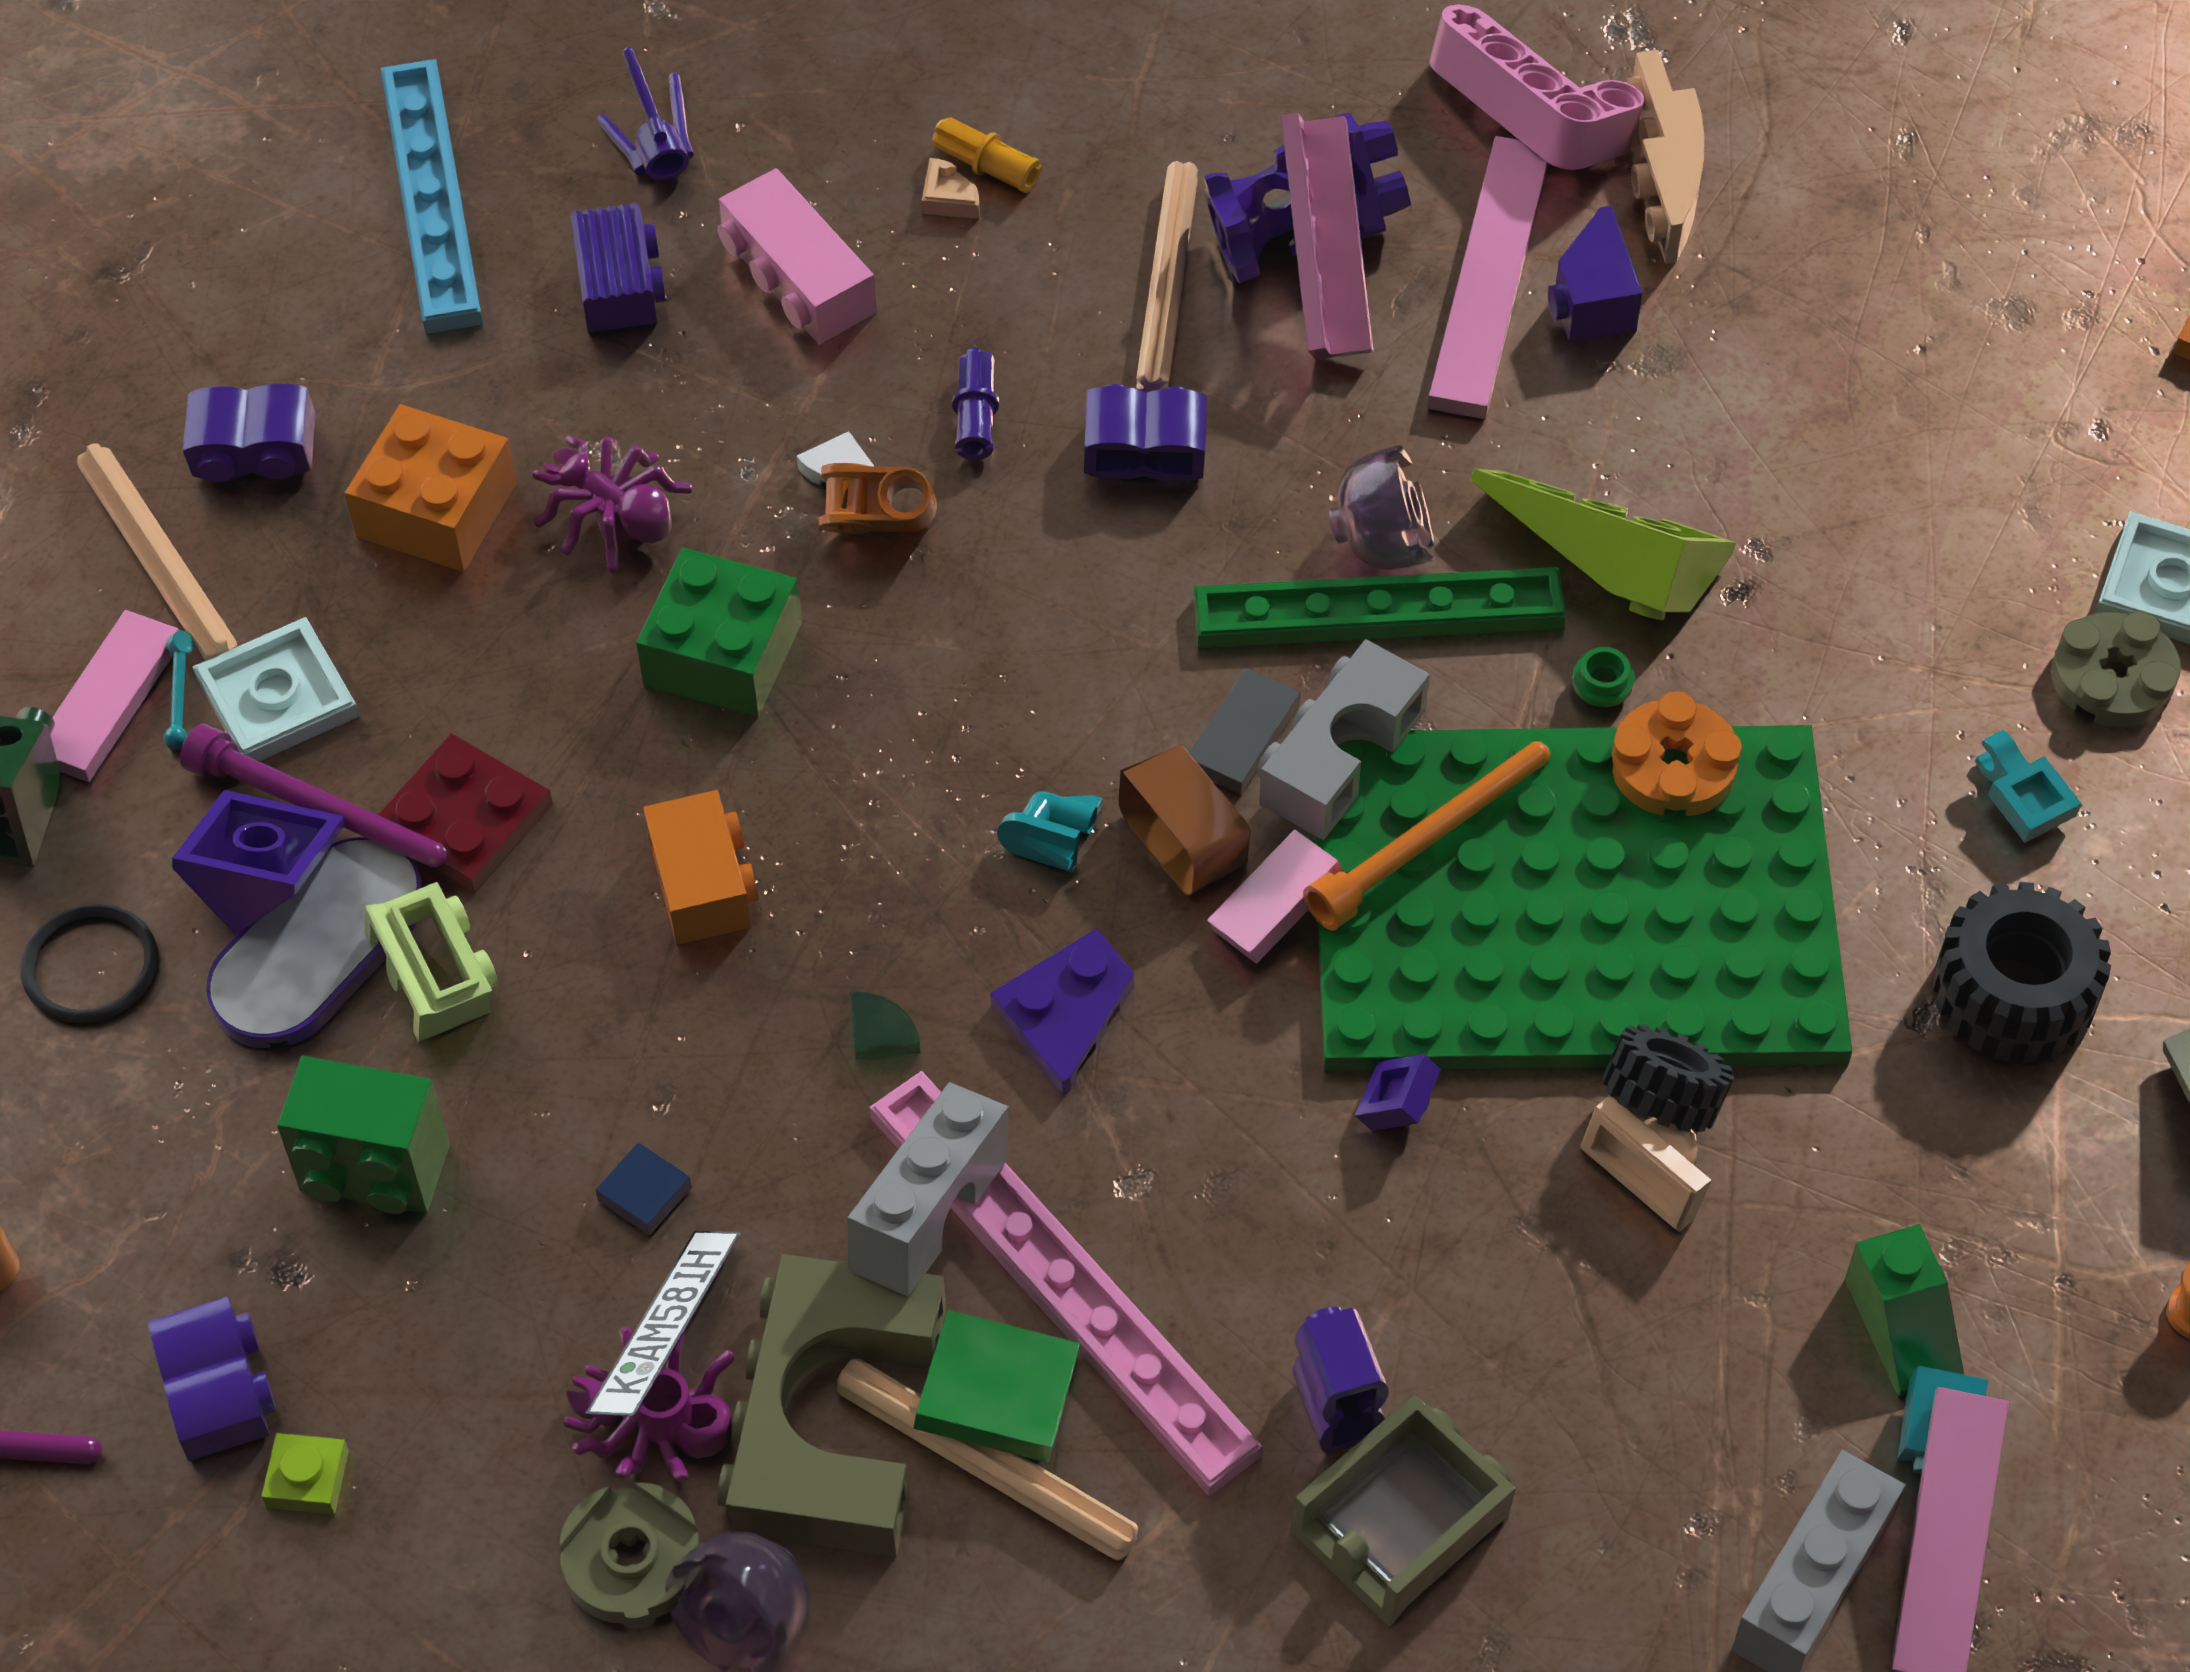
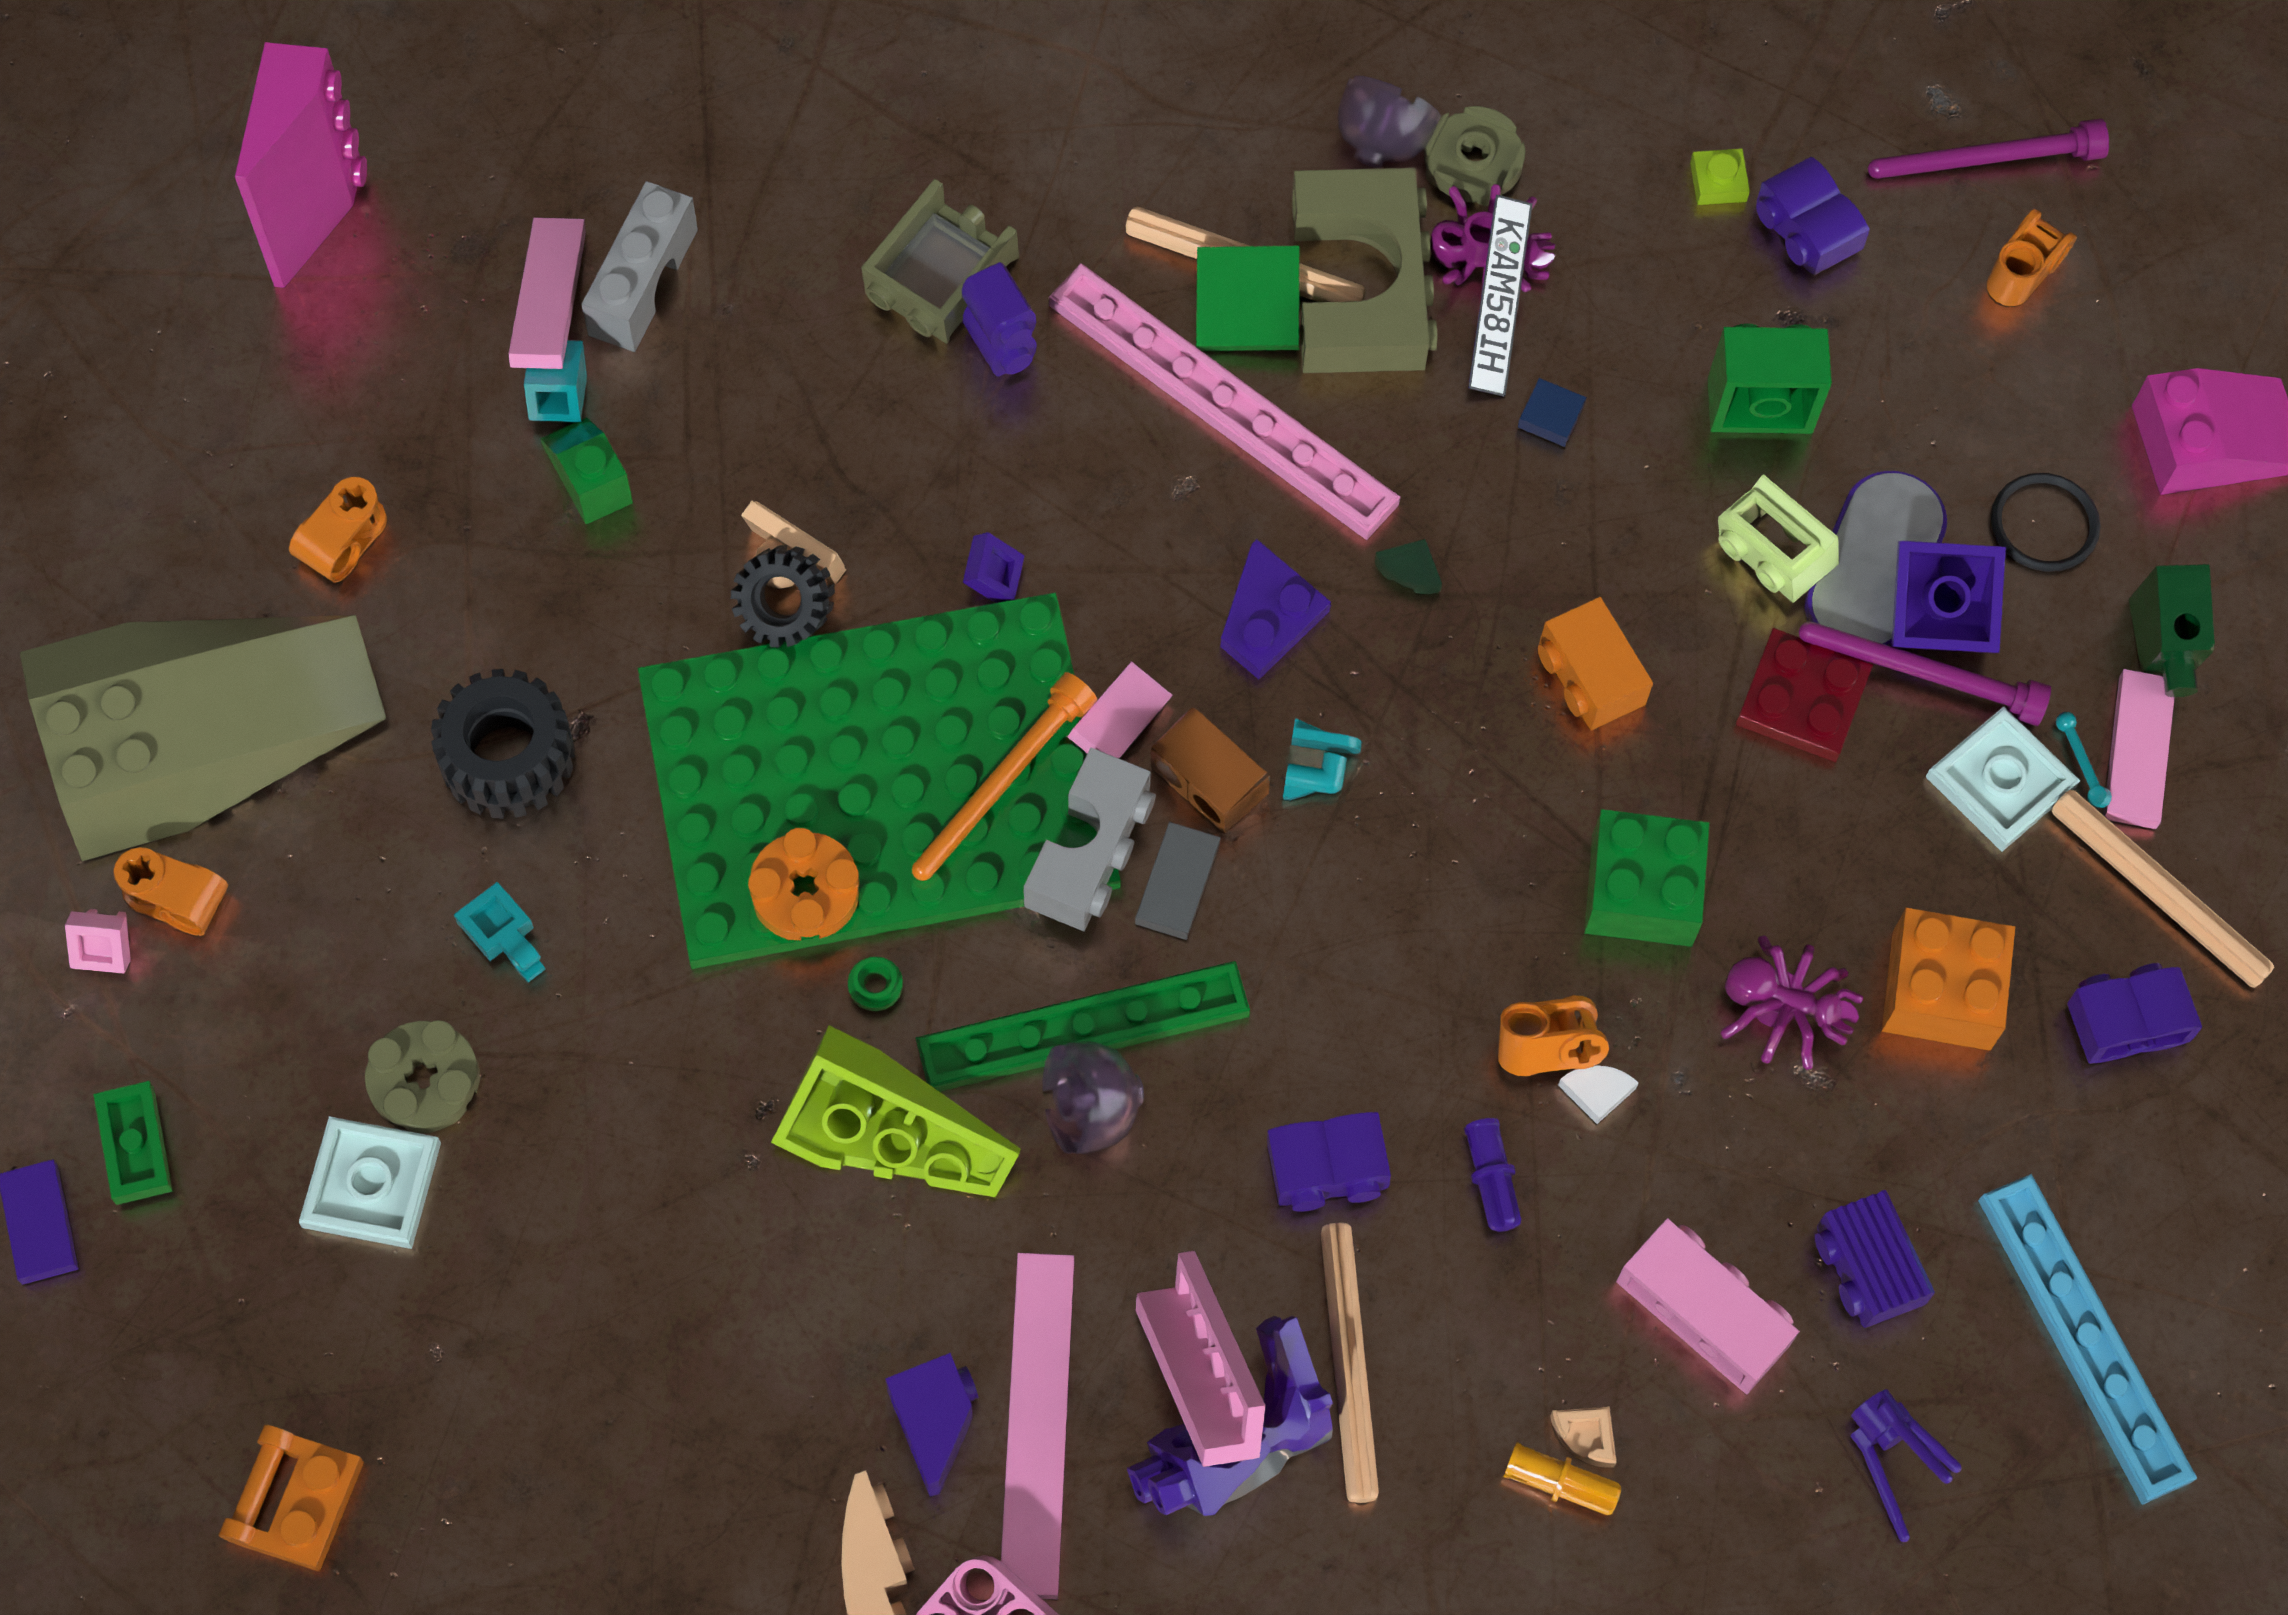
camera: 165 degrees right, 10 degrees up
(903, 1213) = (1332, 393): light grey arch -> none

